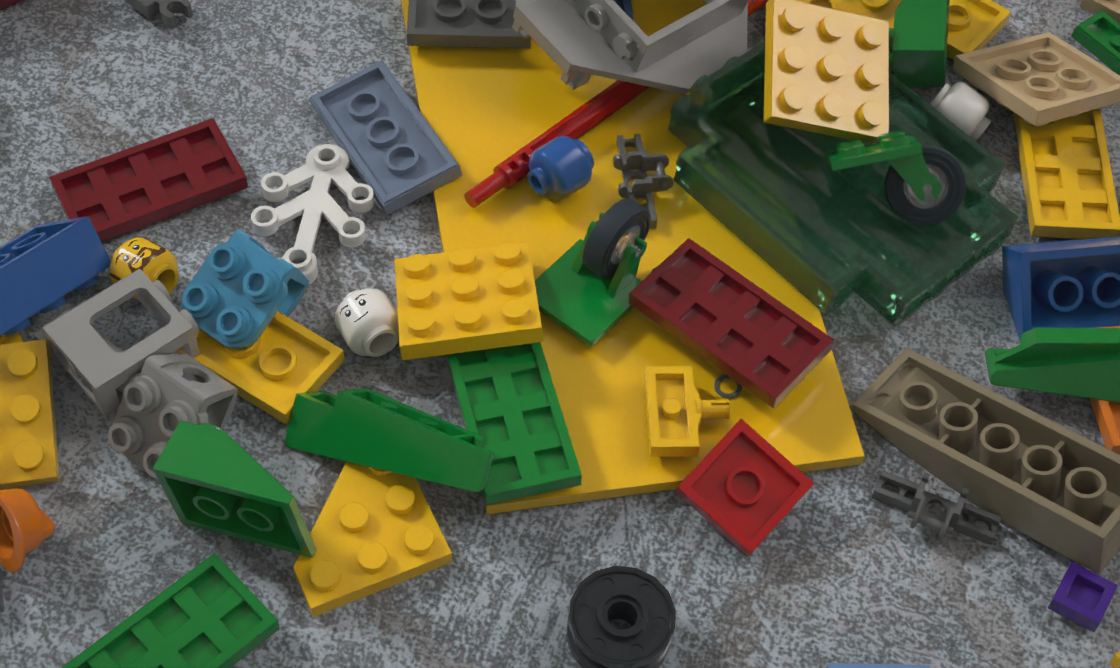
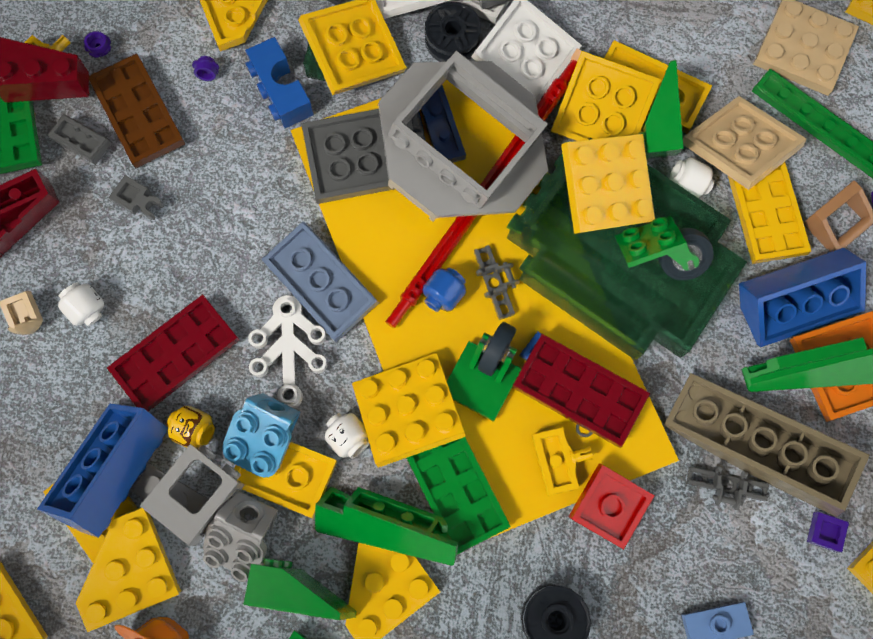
camera: 10 degrees left, 20 degrees up
(39, 99) = (81, 304): none -> white head

